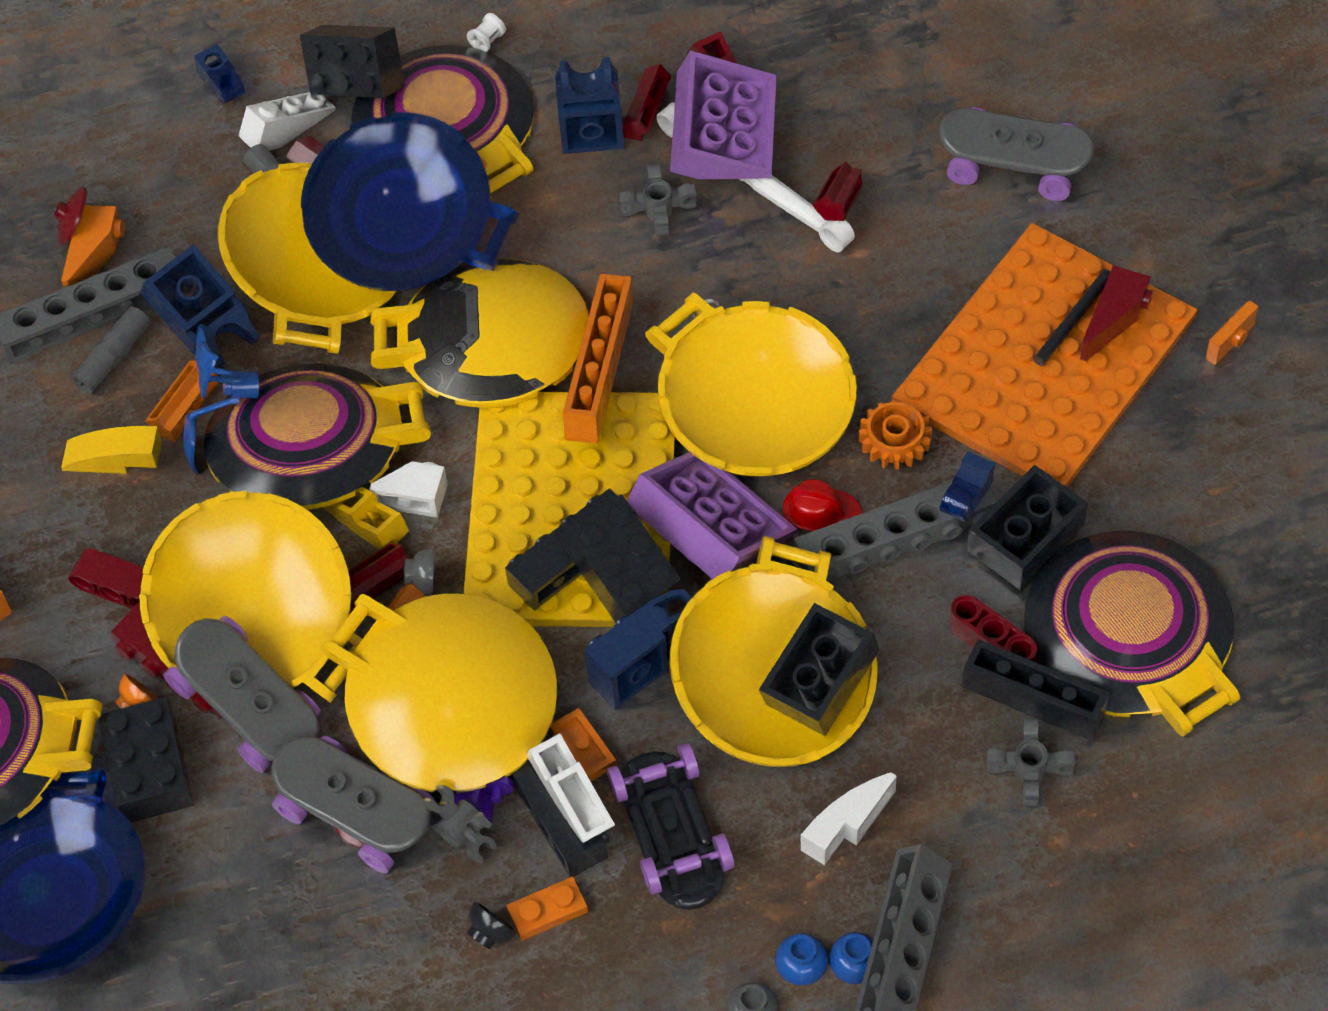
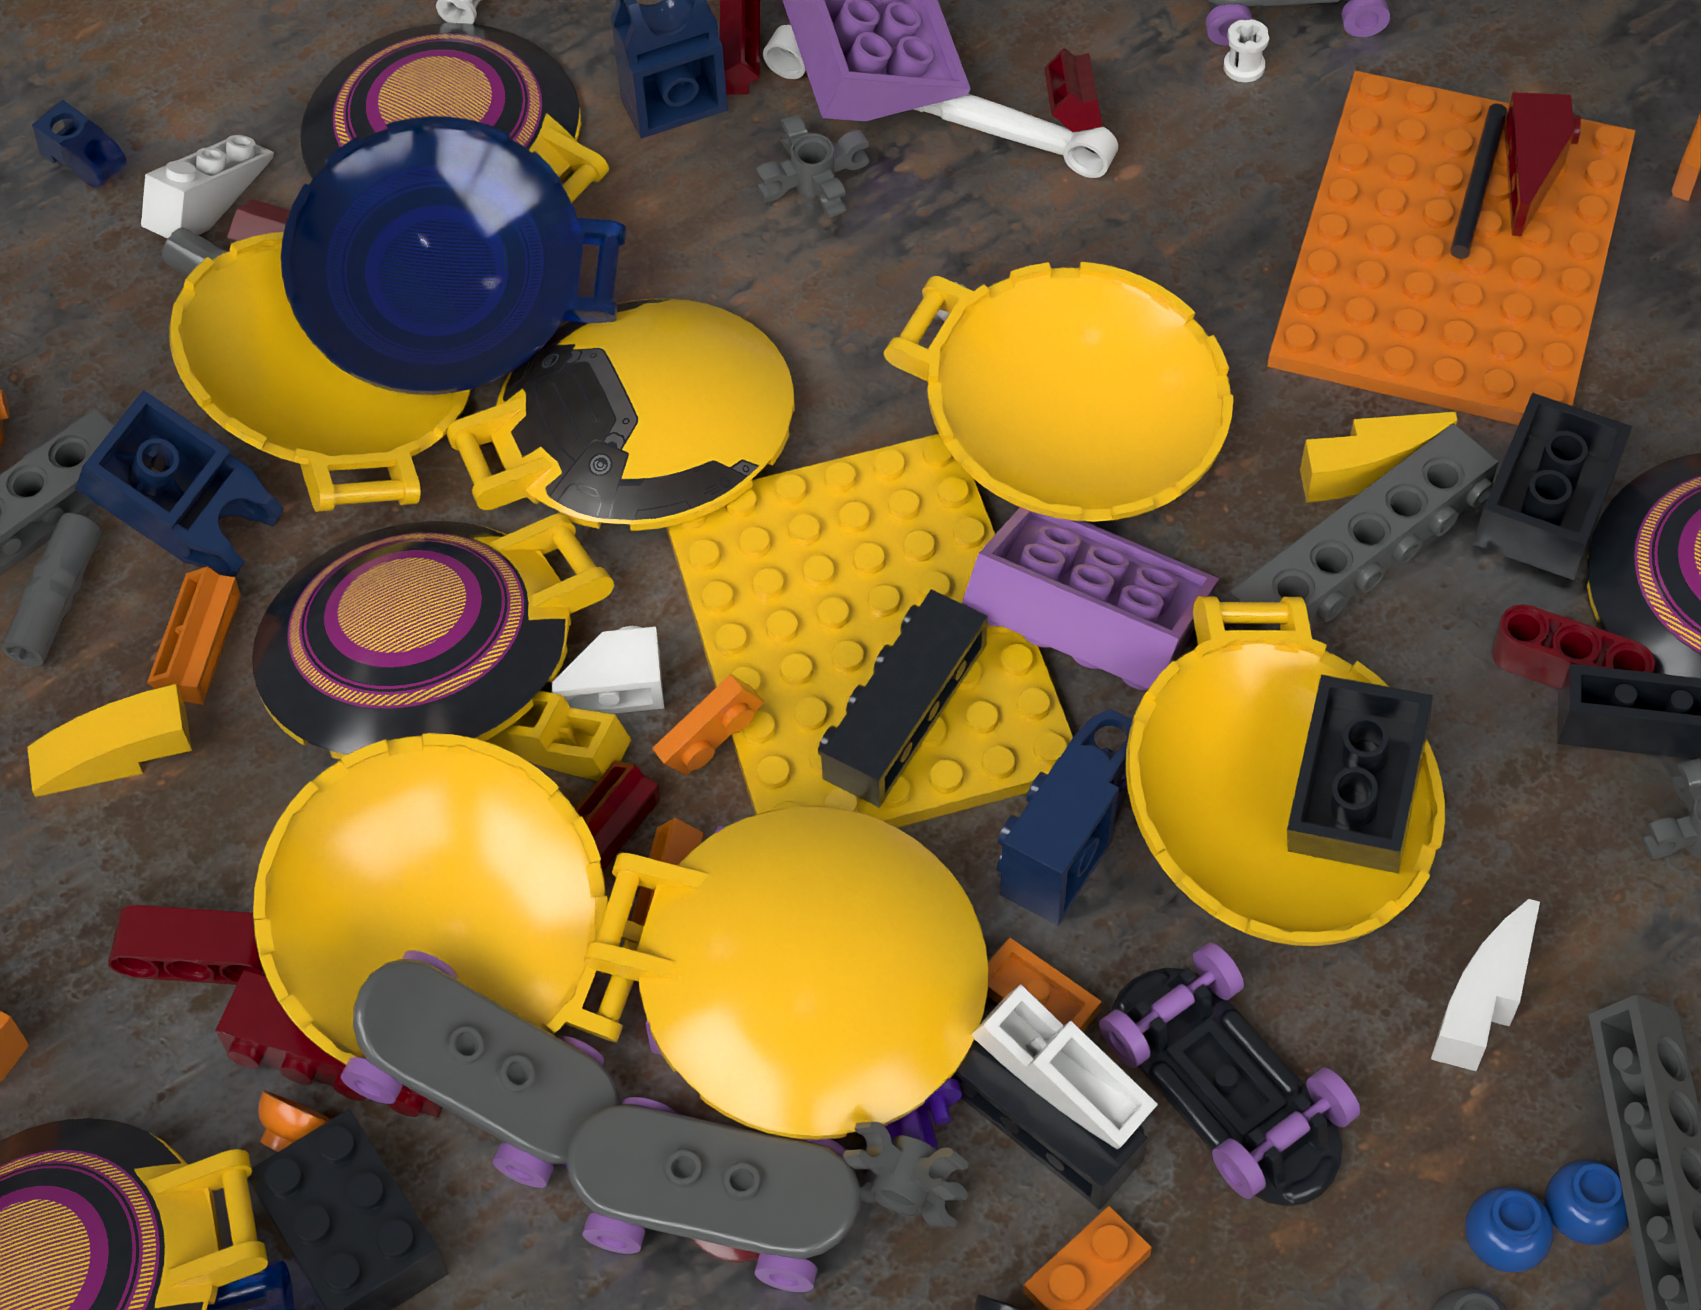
camera: 20 degrees left, 0 degrees up
(234, 384) = (241, 558): blue plant -> none
(352, 61) = (286, 73): black brick -> none
(420, 571) = (682, 795): dark grey piece -> none
(453, 533) = (708, 725): none -> orange plate
(598, 359) = (830, 408): orange brick -> none
(619, 558) = (994, 691): black brick -> none
(818, 505) = (1232, 538): red piece -> none
(895, 434) = (1299, 402): orange gear -> none
(905, 478) = (1375, 446): none -> yellow slope
(965, 191) = (1242, 47): none -> white bush
(968, 487) = (1454, 447): leg -> none

